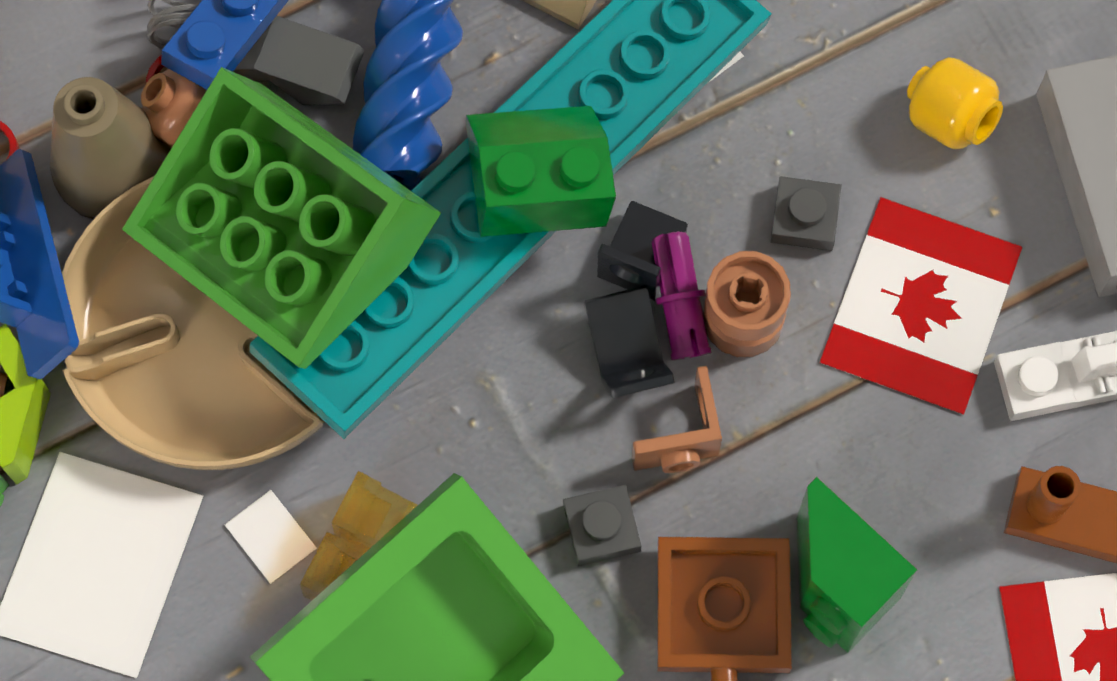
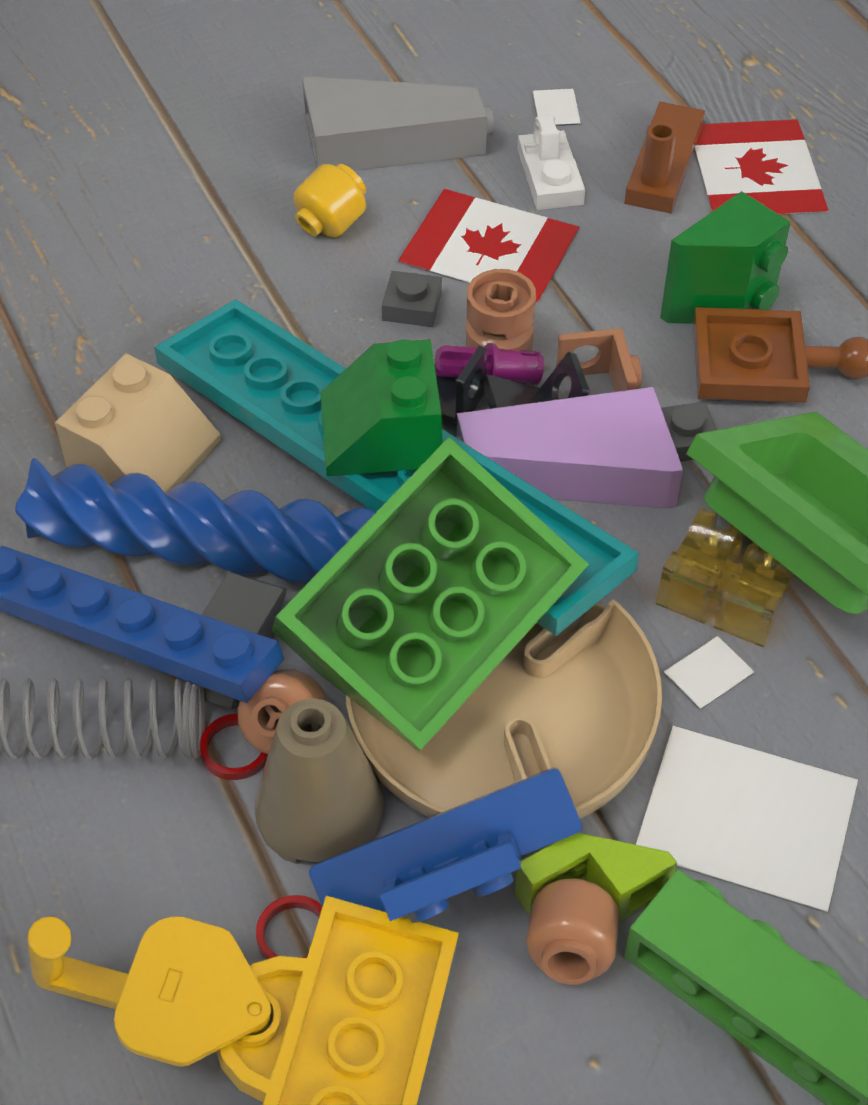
camera: 90 degrees left, 20 degrees down
(554, 401) = (583, 447): none -> lavender slope

